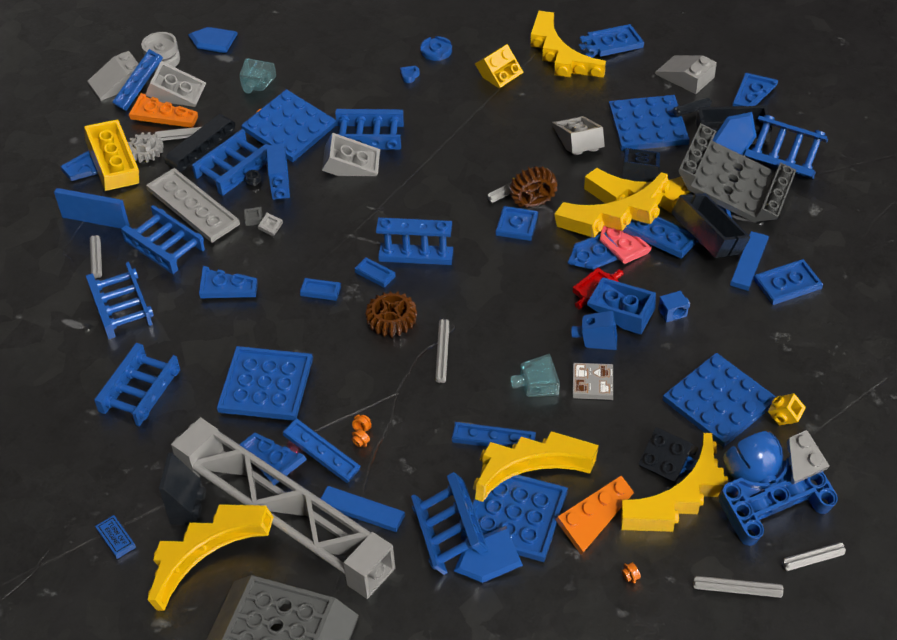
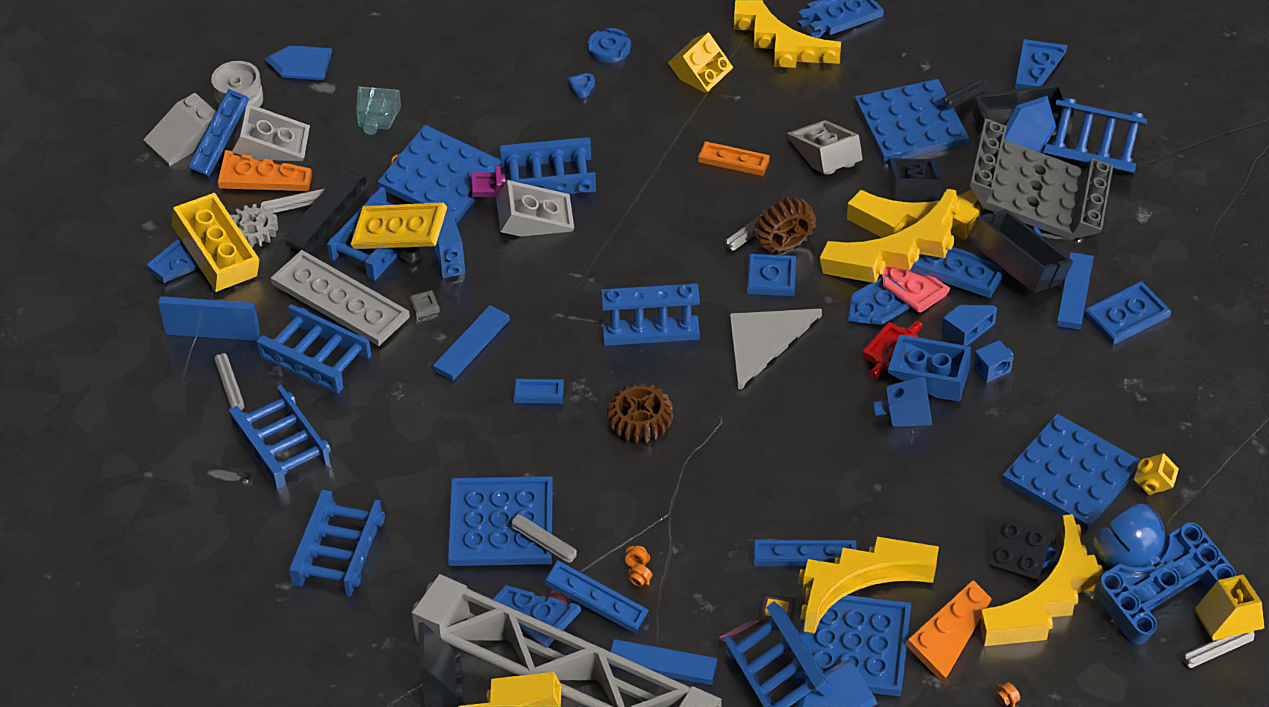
camera: 10 degrees left, 0 degrees up
(222, 285) = (411, 401): blue wing -> none
(244, 156) = (399, 225): none -> yellow tile
(270, 224) = (450, 312): light grey tile -> none
(279, 248) = (471, 343): none -> blue tile
(292, 400) = (544, 538): none -> light grey axle
(318, 134) = (487, 183): none -> magenta bracket
(375, 272) = (603, 360): blue tile -> none
(442, 351) = (715, 452): light grey axle -> none
(469, 477) = (785, 602): none -> piece
(500, 268) = (765, 335): none -> light grey tile
(508, 136) = (733, 158): none -> orange tile
(537, 377) = (844, 472): clear light blue torso -> none
(593, 381) = (912, 468): light grey tile -> none
(660, 275) = (968, 322): none -> blue slope
(688, 71) = (949, 44): light grey slope -> none
(738, 586) = (1136, 694): light grey axle -> none
(804, 457) = (1190, 529): light grey wing -> none
(828, 526) = (1230, 609): none -> yellow slope

